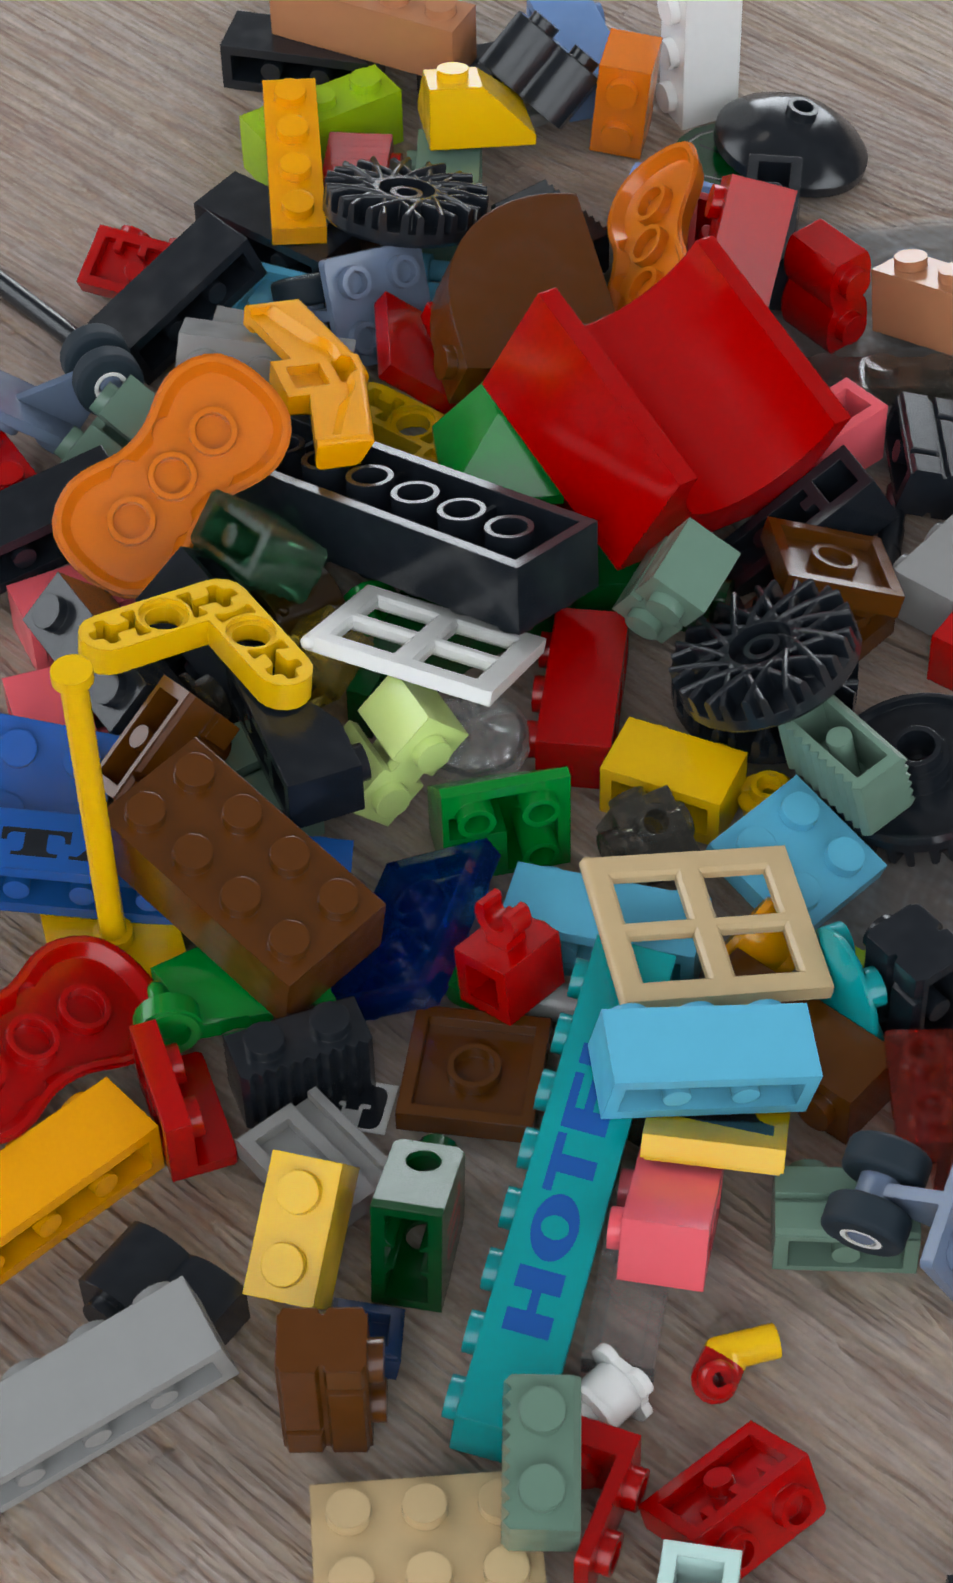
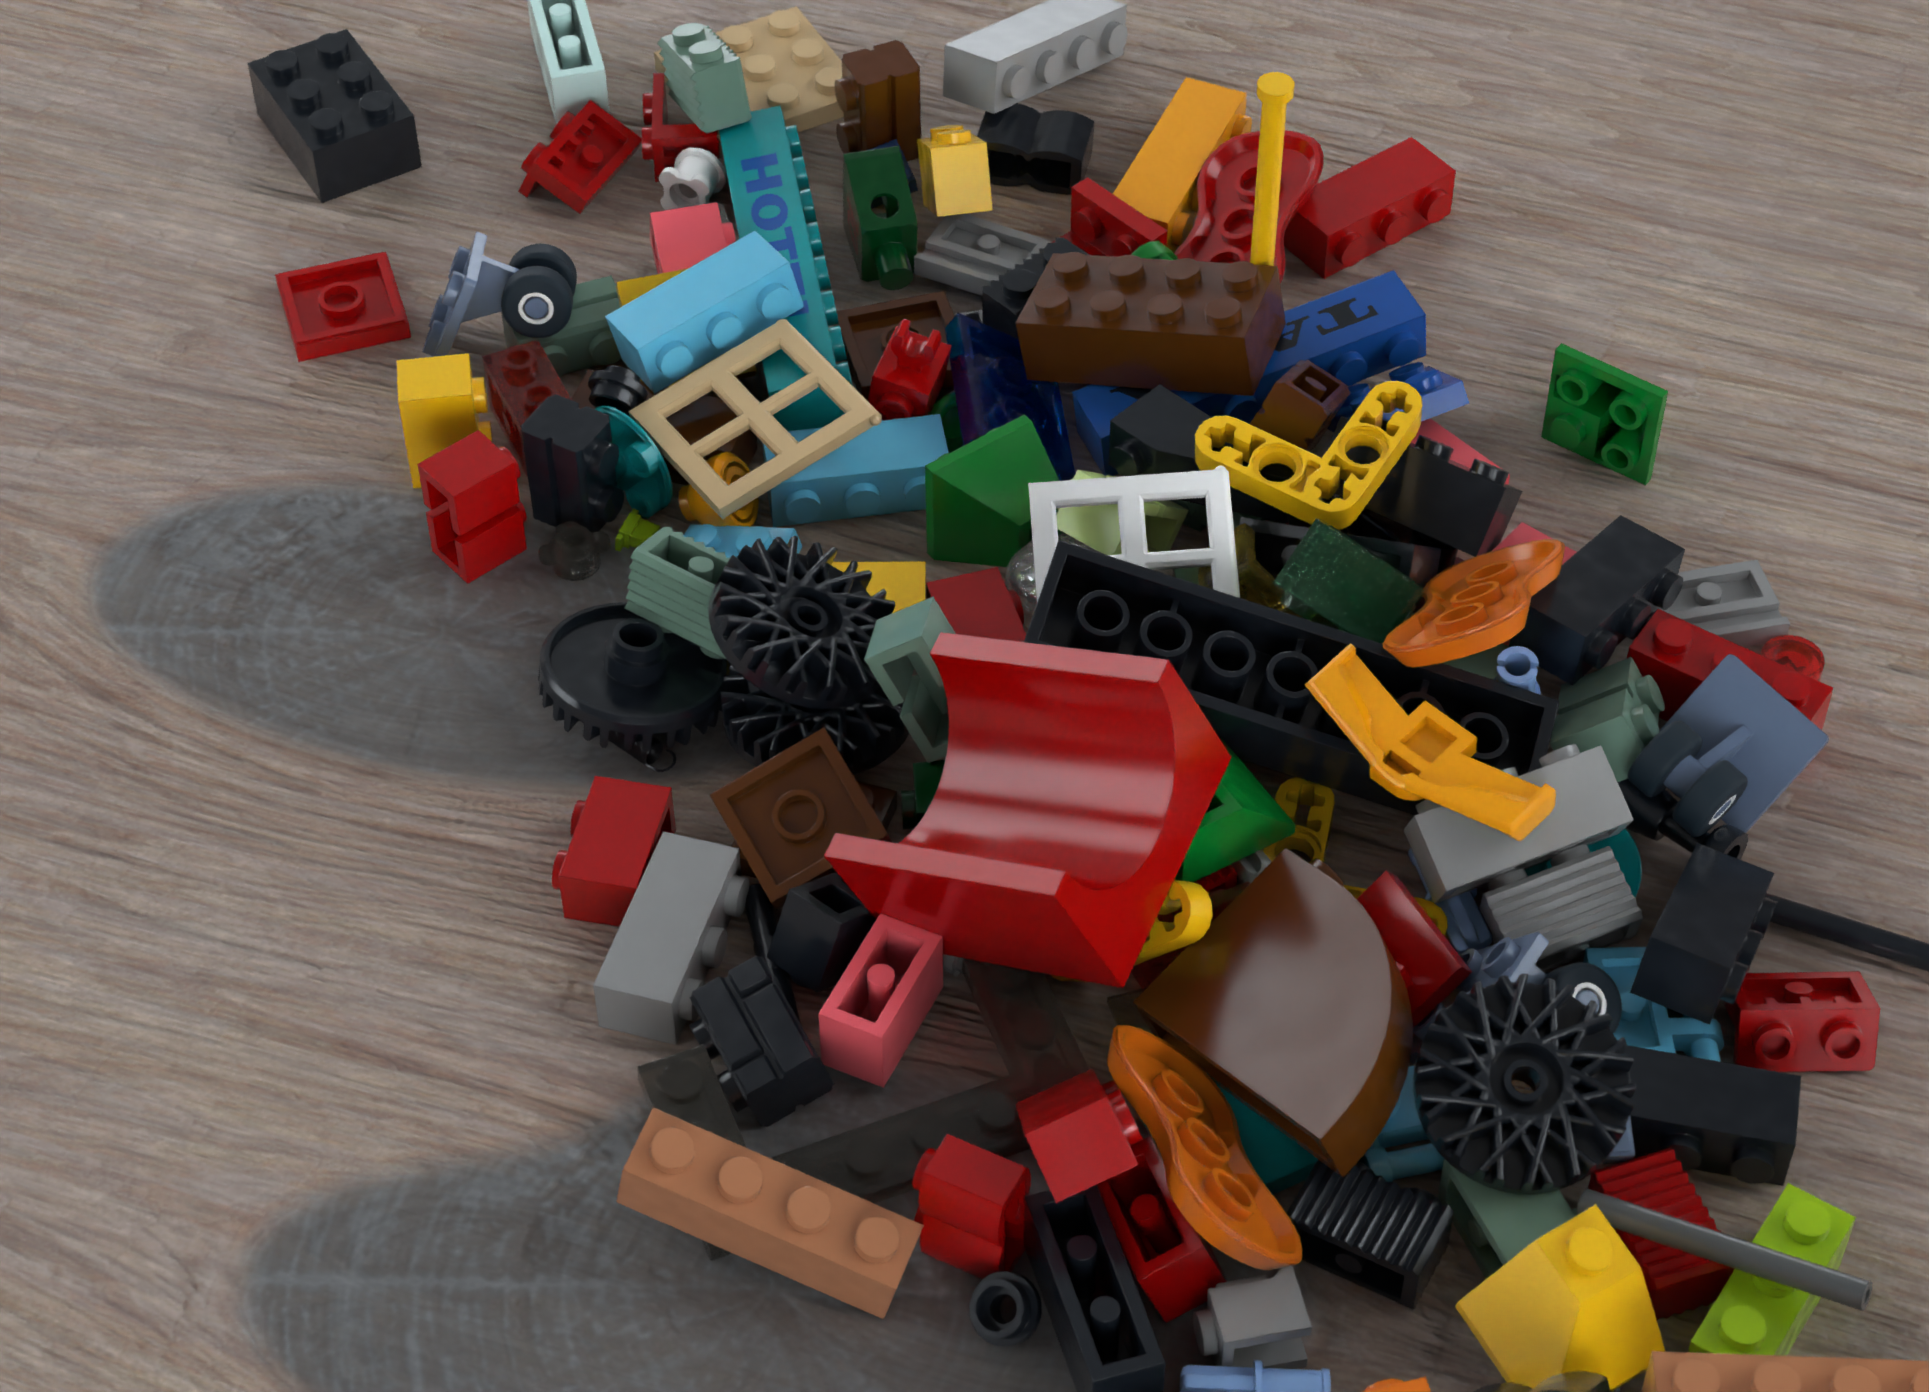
camera: 155 degrees right, 0 degrees up
(294, 161) = (1727, 1146): light orange plate -> none
(340, 99) = (1730, 1250): none -> dark grey piece
(645, 825) = (858, 526): clear smoke brick -> none
(726, 1358) = (621, 242): arm -> none
(839, 1016) = (616, 388): none -> black plate

